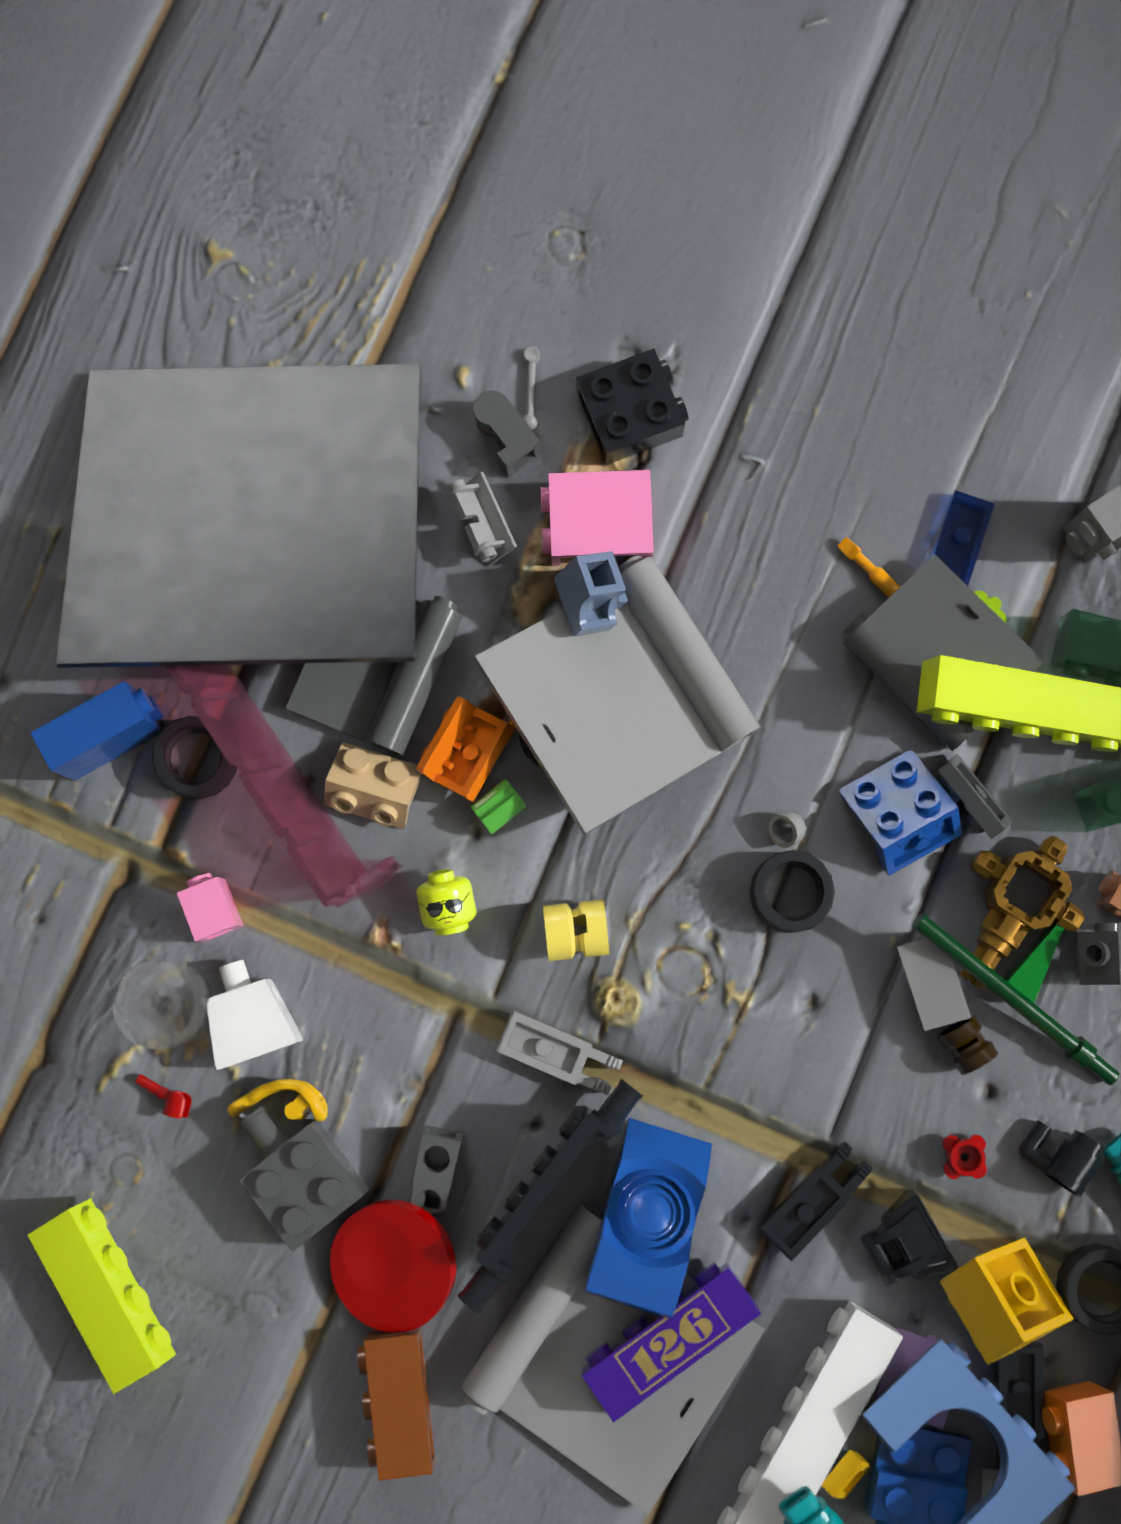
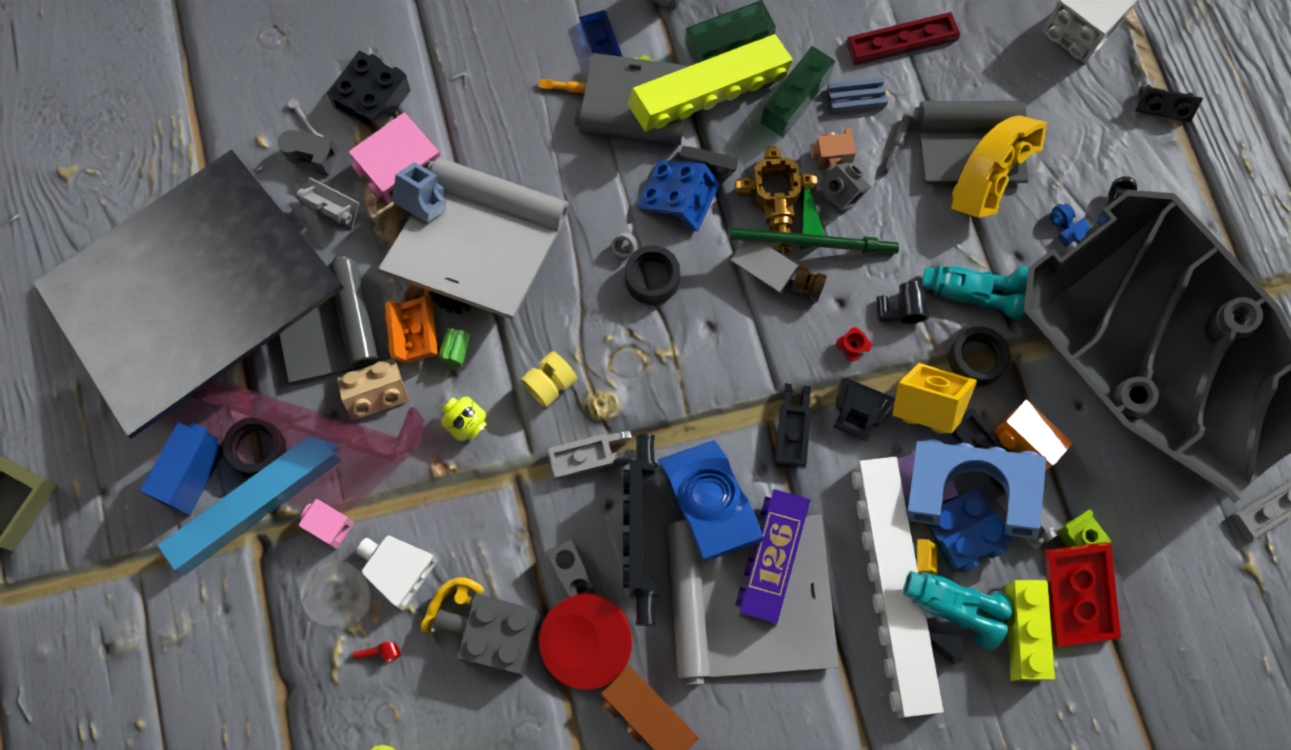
camera: 40 degrees left, 10 degrees down
(139, 821) = (249, 503): none -> dark azure brick

